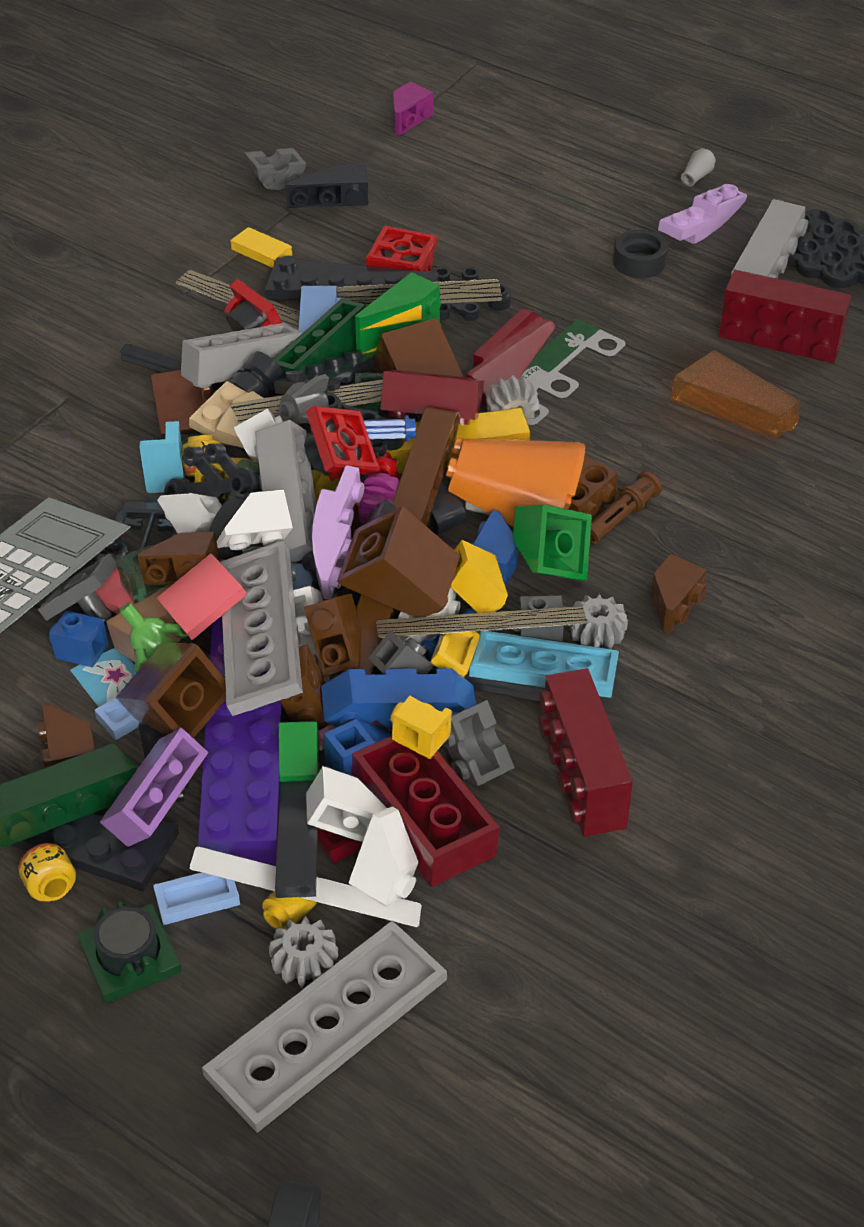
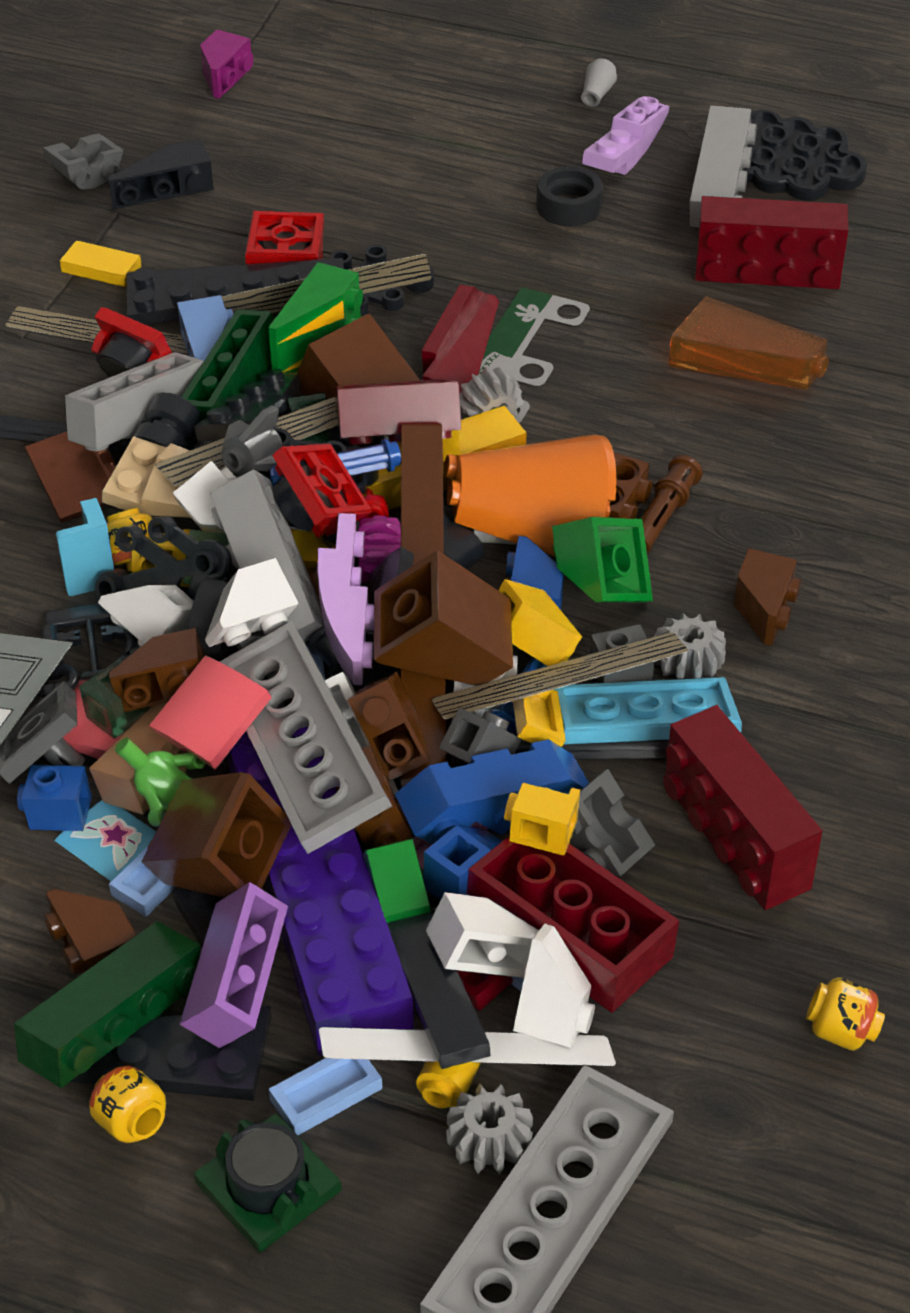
camera: 15 degrees left, 0 degrees up
(610, 928) = (845, 1013): none -> yellow head

